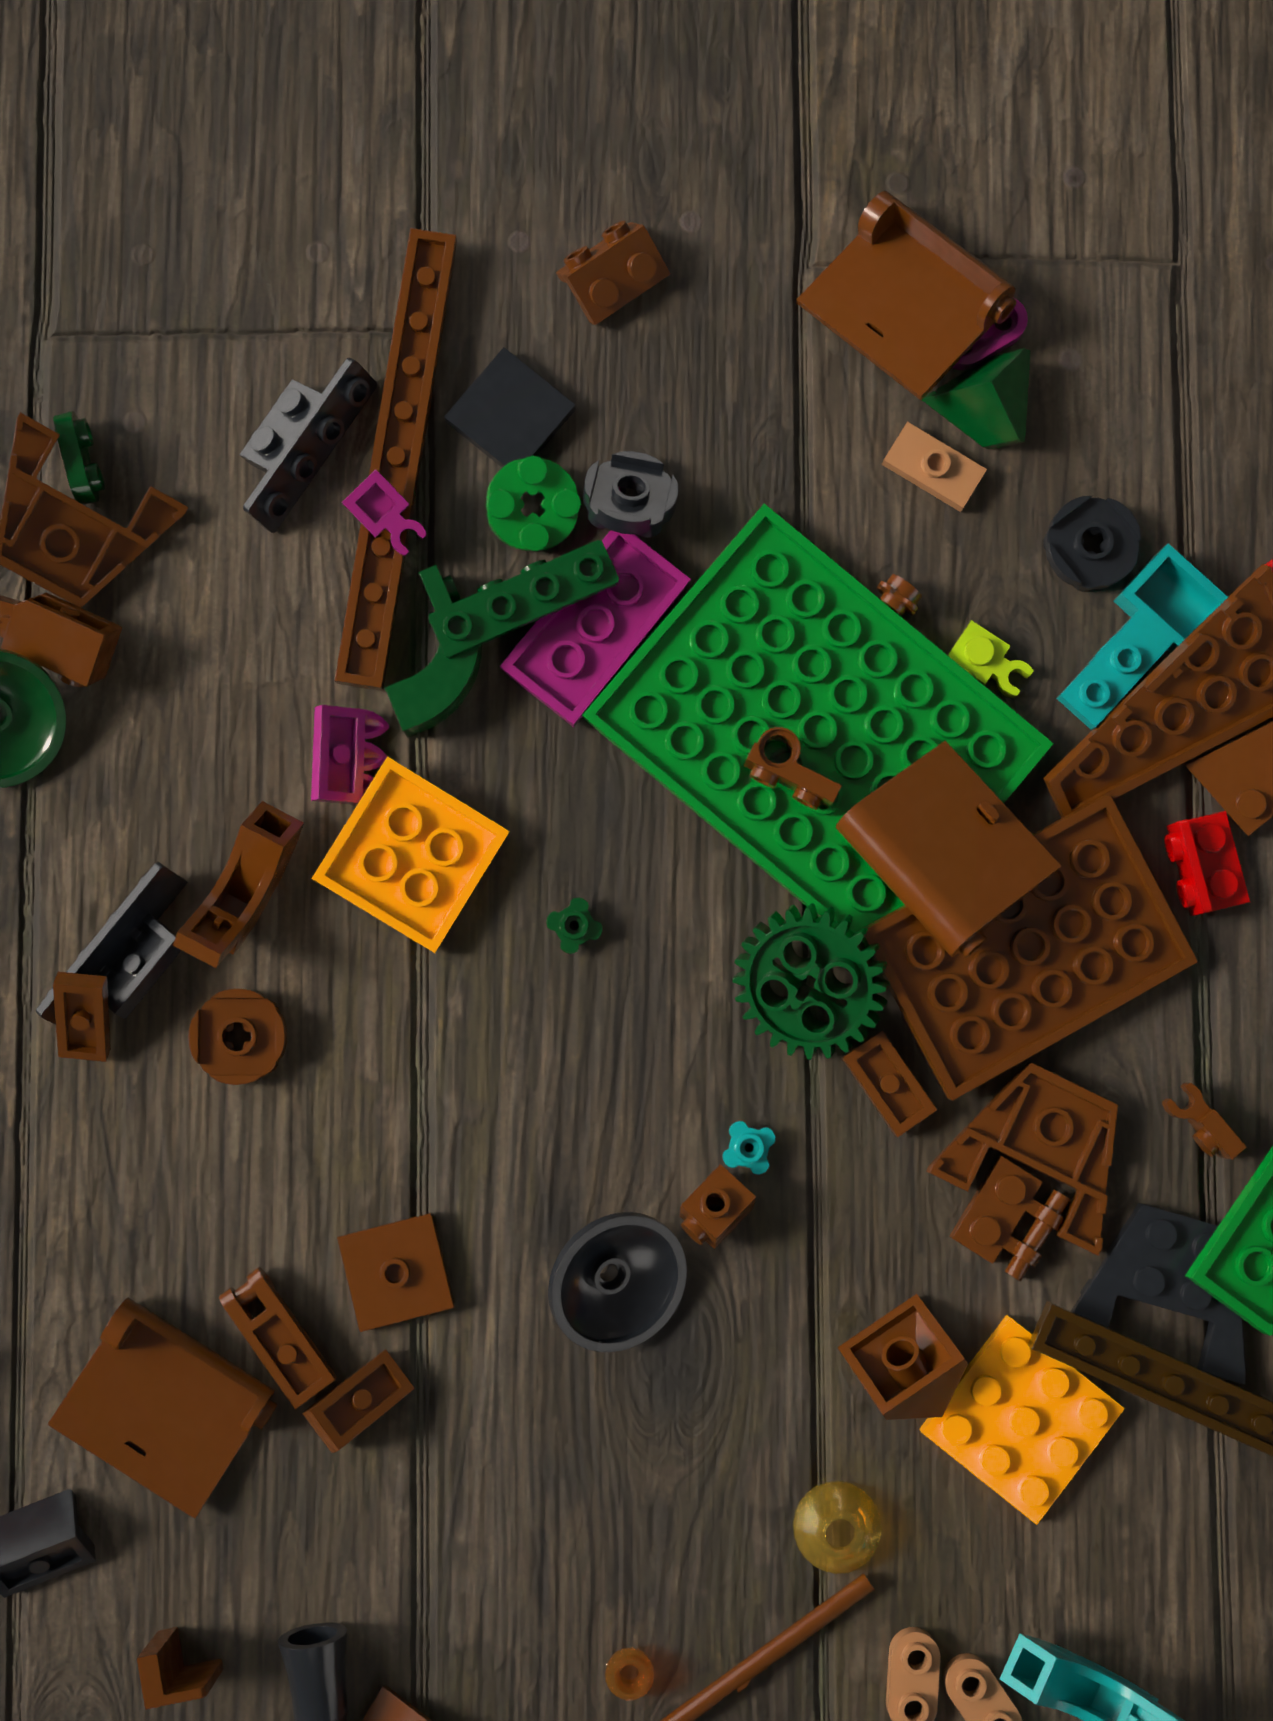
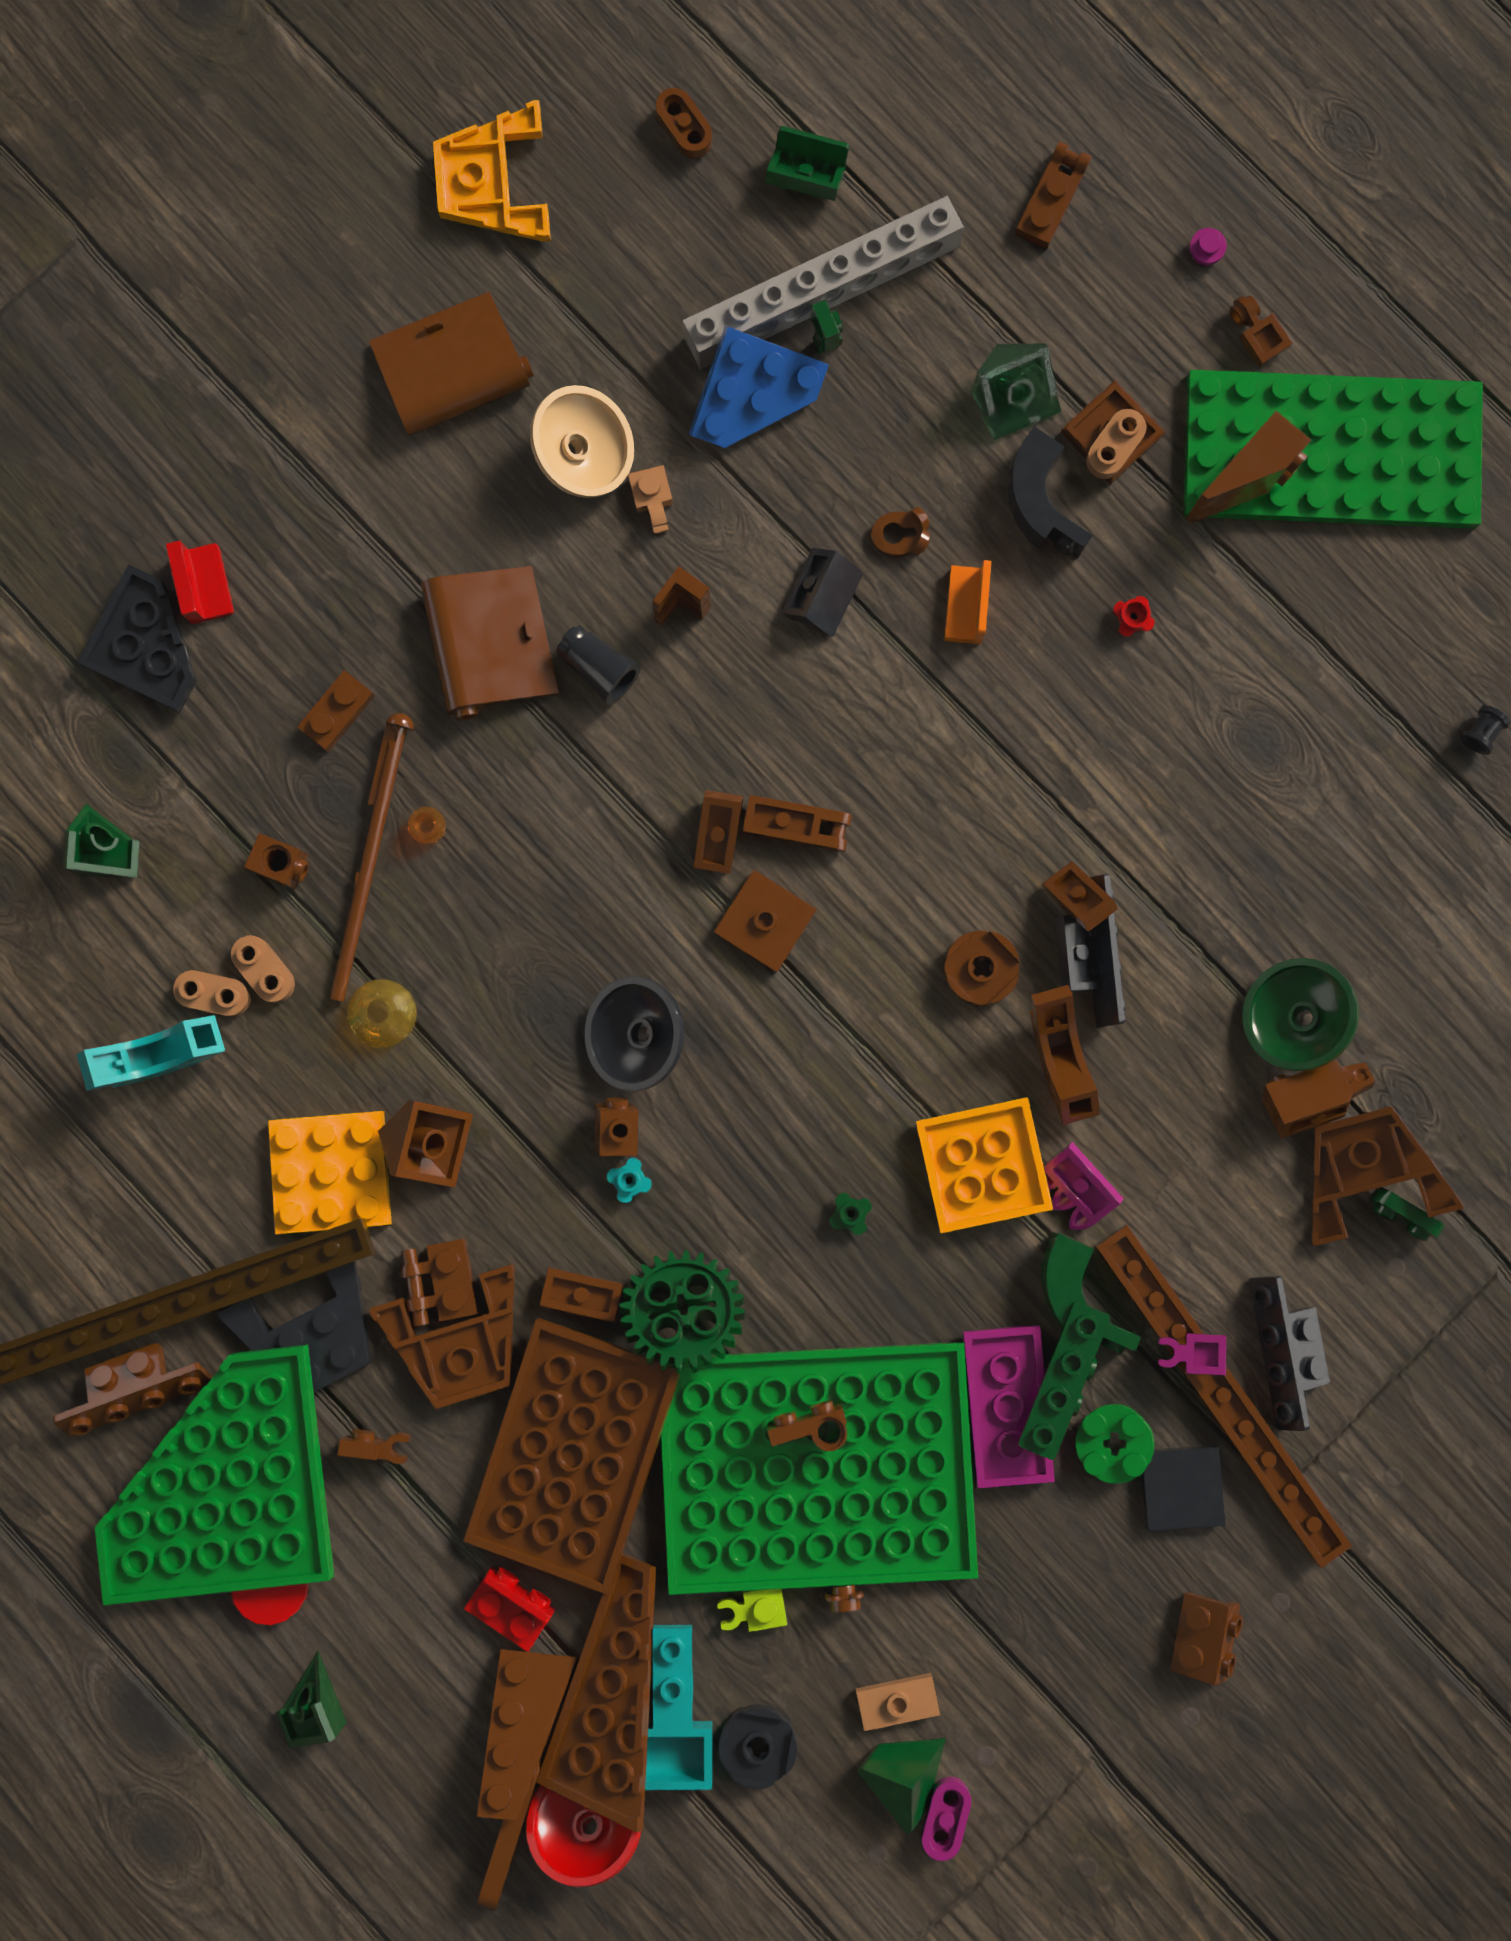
camera: 145 degrees right, 0 degrees up
(170, 1401) = (824, 727): reddish brown door -> none
(625, 514) = (1051, 1492): black plate -> none
(913, 290) = (1016, 1803): reddish brown door -> none
(947, 848) = (675, 1468): reddish brown door -> none

